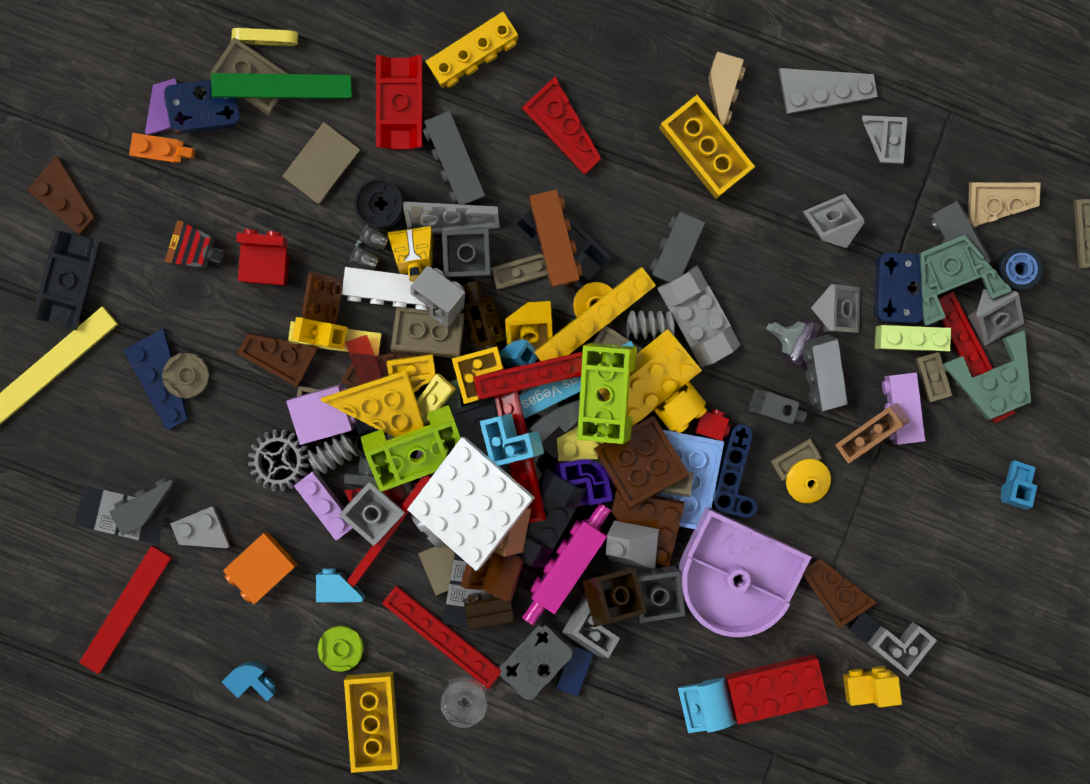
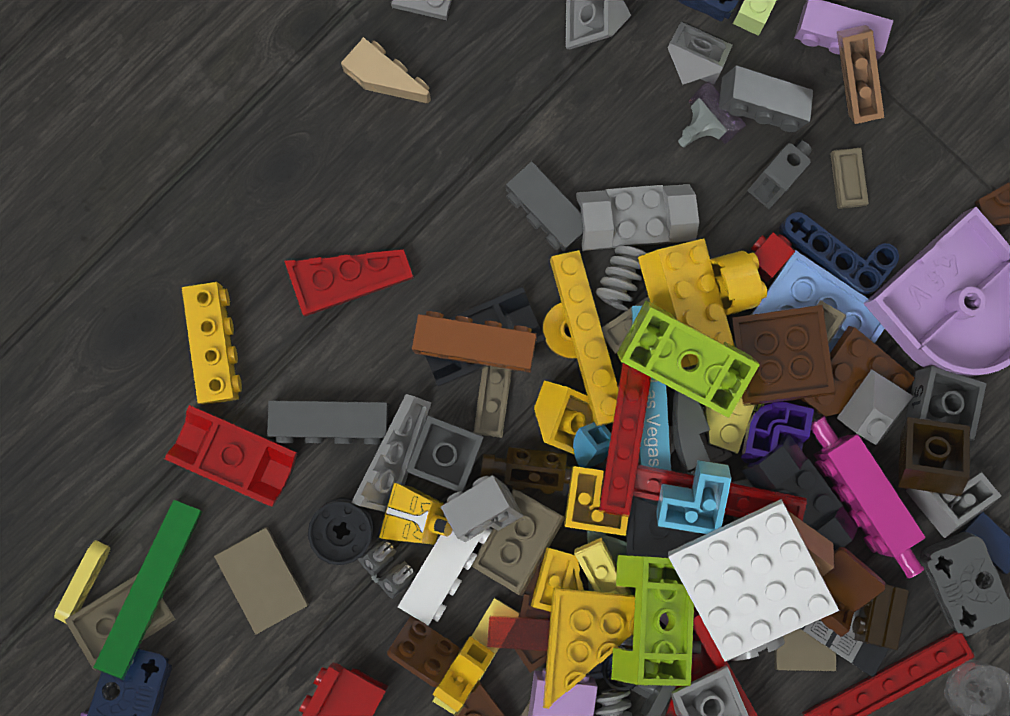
camera: 60 degrees left, 5 degrees down
(706, 146) = (445, 122): yellow brick -> none
(801, 474) = (871, 177): yellow dish -> none

